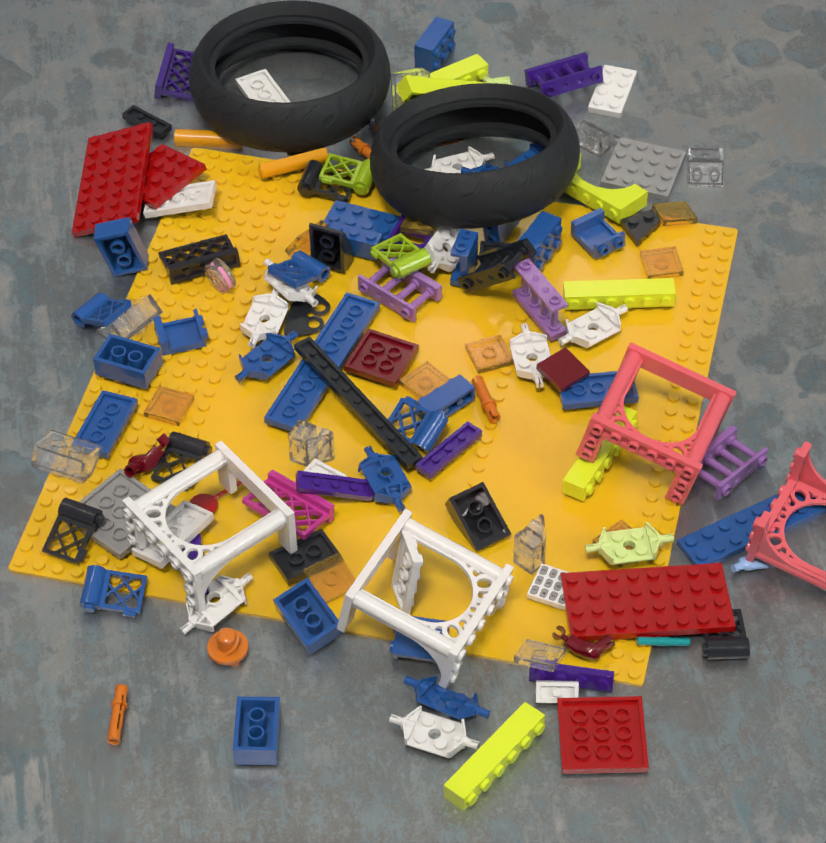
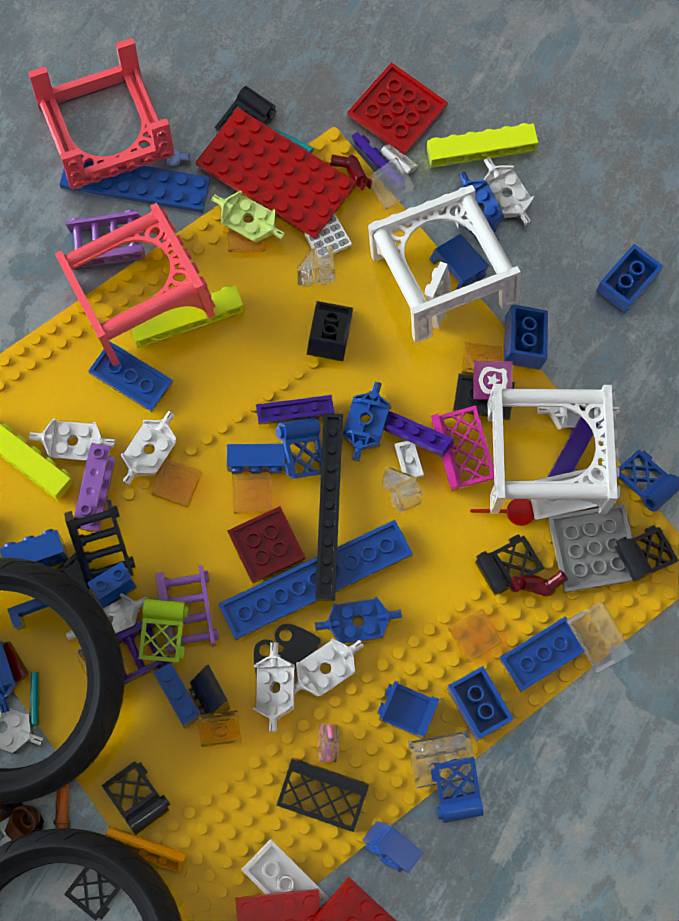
camera: 145 degrees left, 25 degrees up
(227, 647) = (595, 370): orange plate -> none
(302, 264) = (243, 699): blue piece -> none
(306, 559) = (490, 373): none -> magenta tile
(360, 176) = (101, 774): lime piece -> none
(362, 218) = (148, 723): blue plate -> none
(488, 404) = (226, 429): orange pin -> none
(562, 369) = (143, 406): dark red tile -> none

